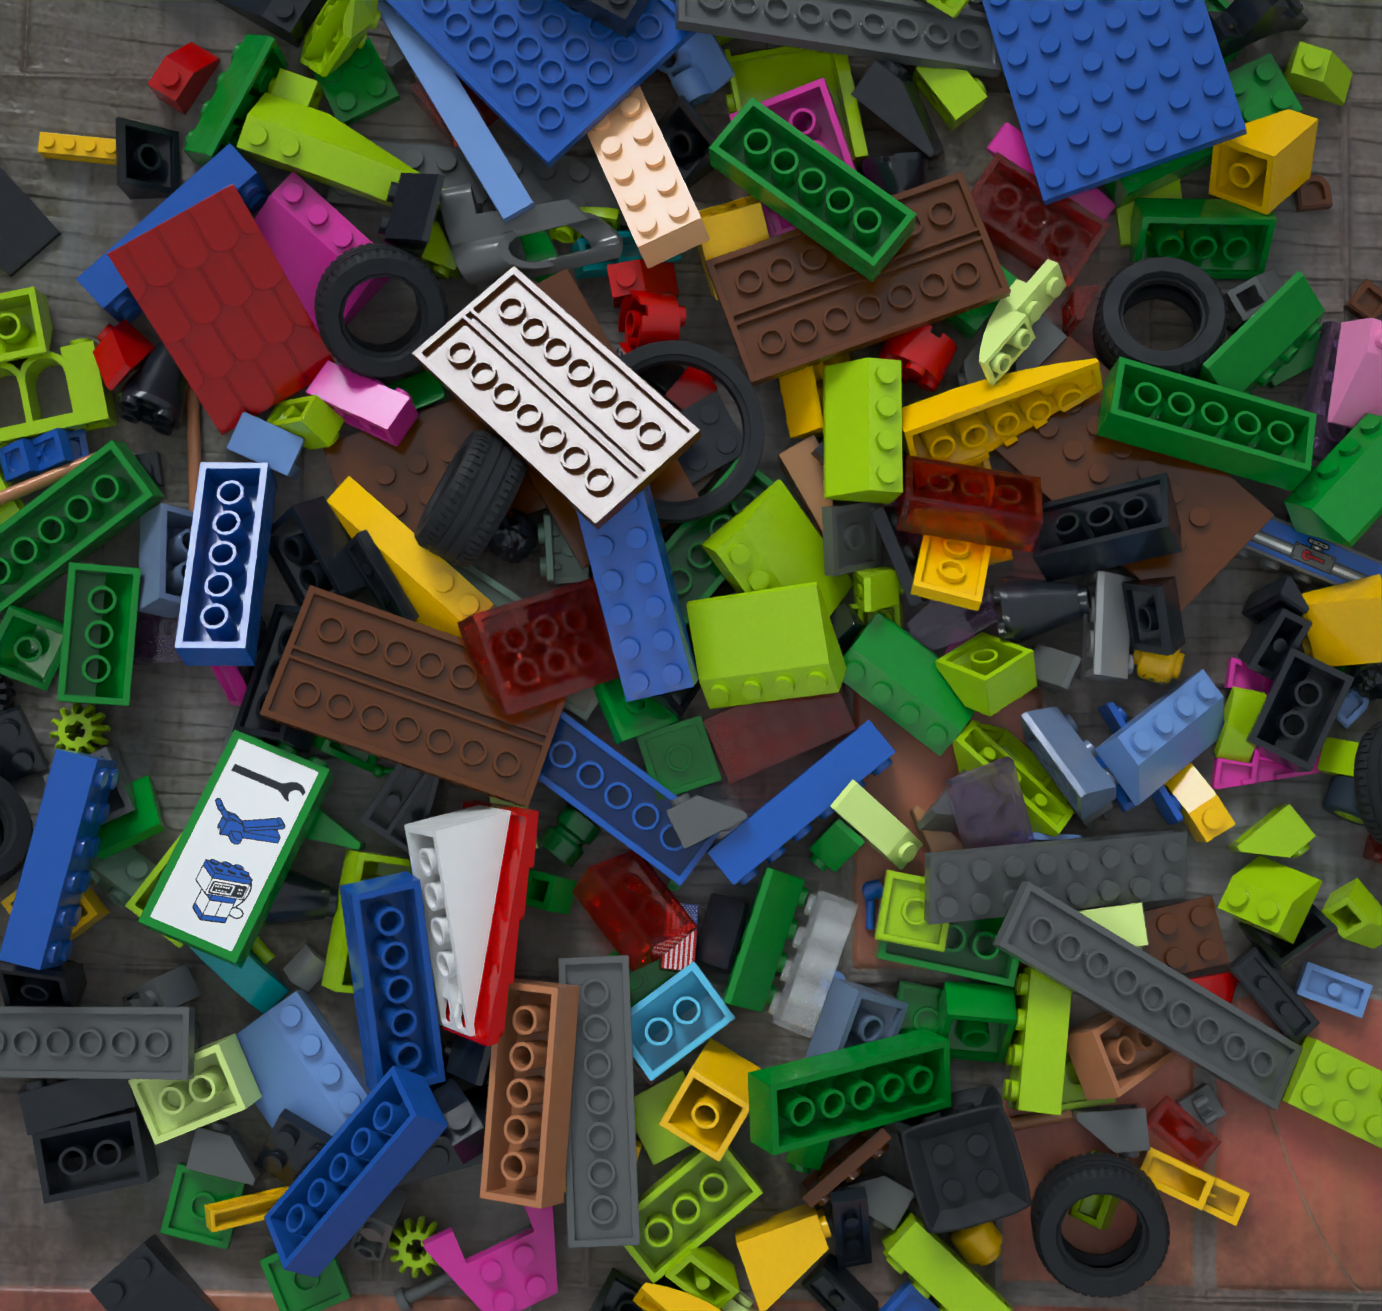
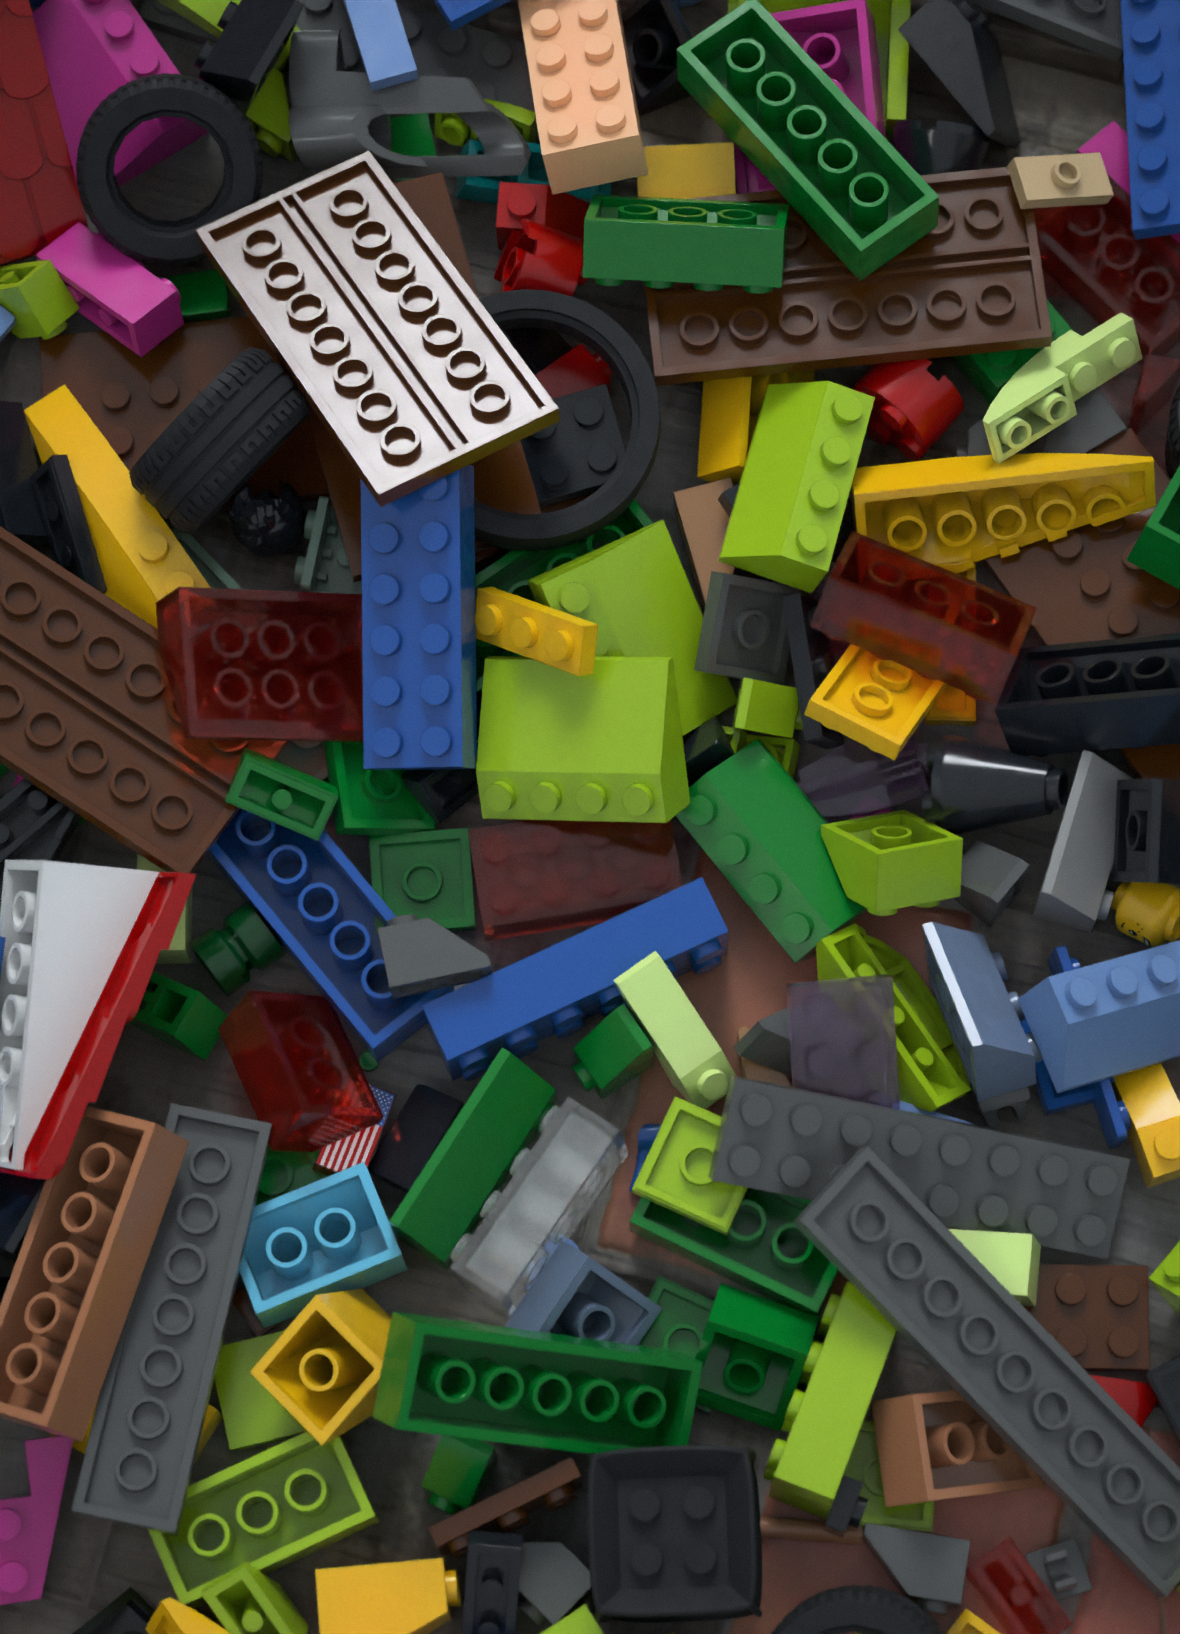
camera: 20 degrees right, 10 degrees down
(575, 730) = (282, 794): none -> green slope
(718, 581) = (535, 631): none -> yellow plate
(749, 282) = (685, 242): none -> green slope
(951, 93) = (1047, 67): lime slope -> none
(987, 177) = (1060, 180): none -> tan plate
(1067, 1109) = (846, 1508): none -> black plate

